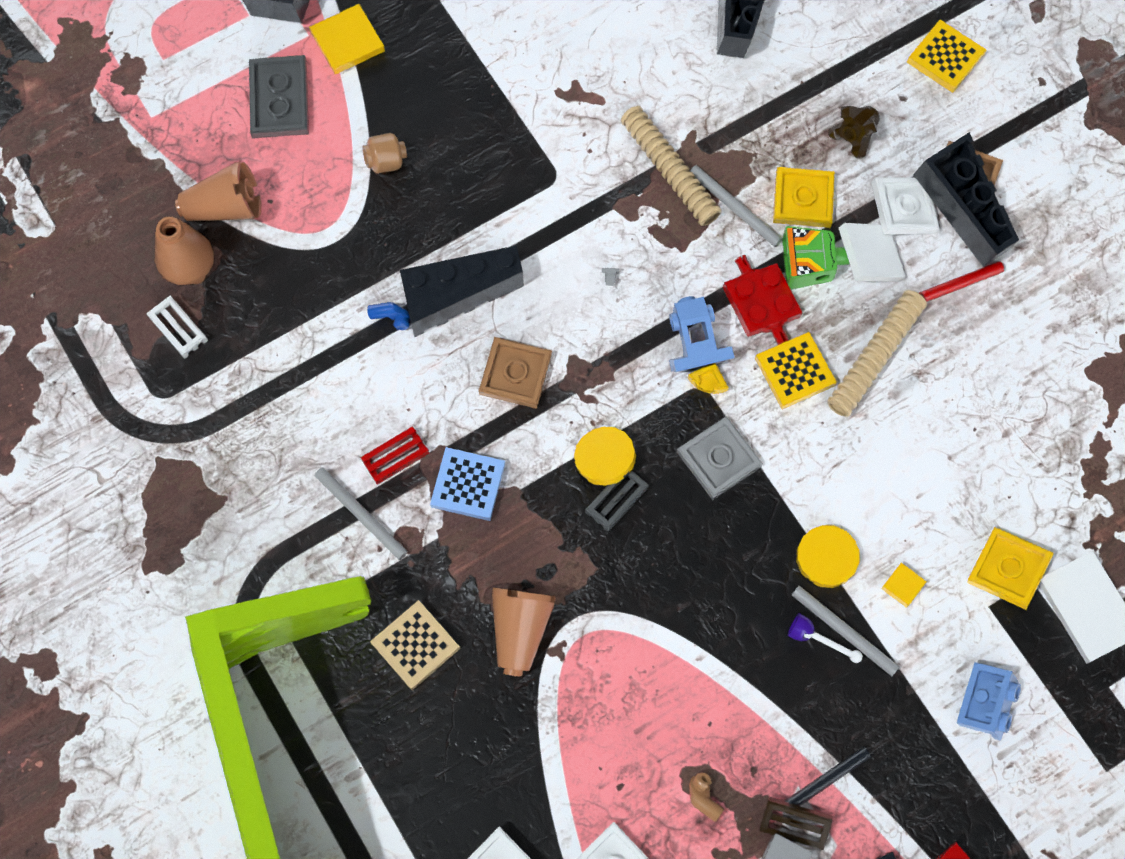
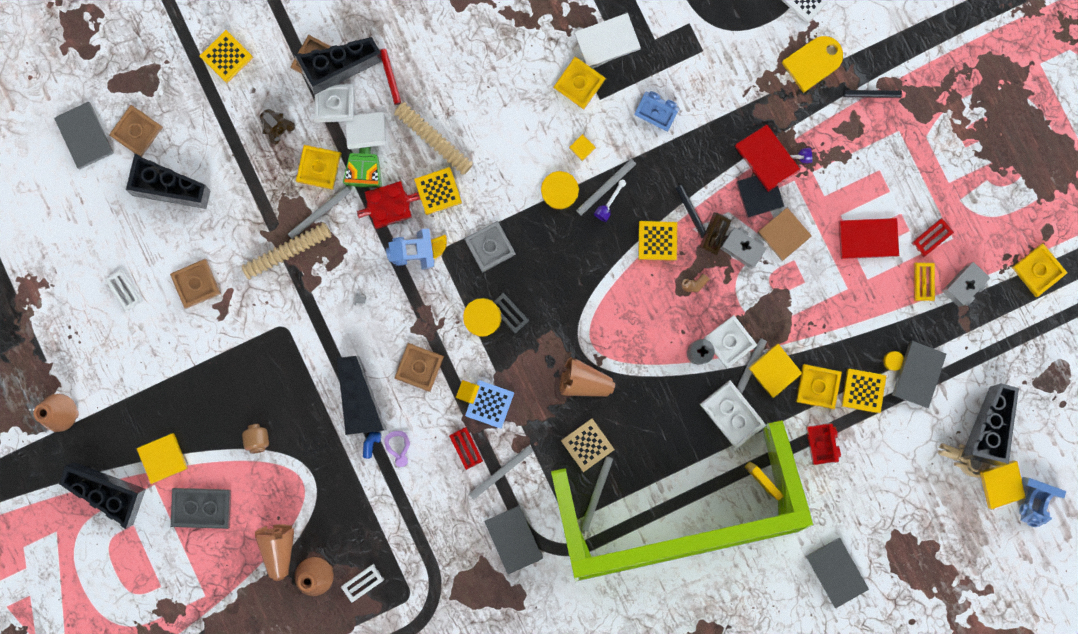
camera: 80 degrees left, 15 degrees up
(253, 544) = (513, 539): none -> dark grey tile
(336, 668) = (596, 494): none -> light grey bar
(369, 360) = (401, 460): none -> lavender piece
(483, 446) = (467, 391): none -> yellow tile
(598, 806) = (705, 346): none -> dark grey piece
(605, 53) = (195, 283): none -> medium nougat tile
(768, 726) = (657, 240): none -> yellow tile

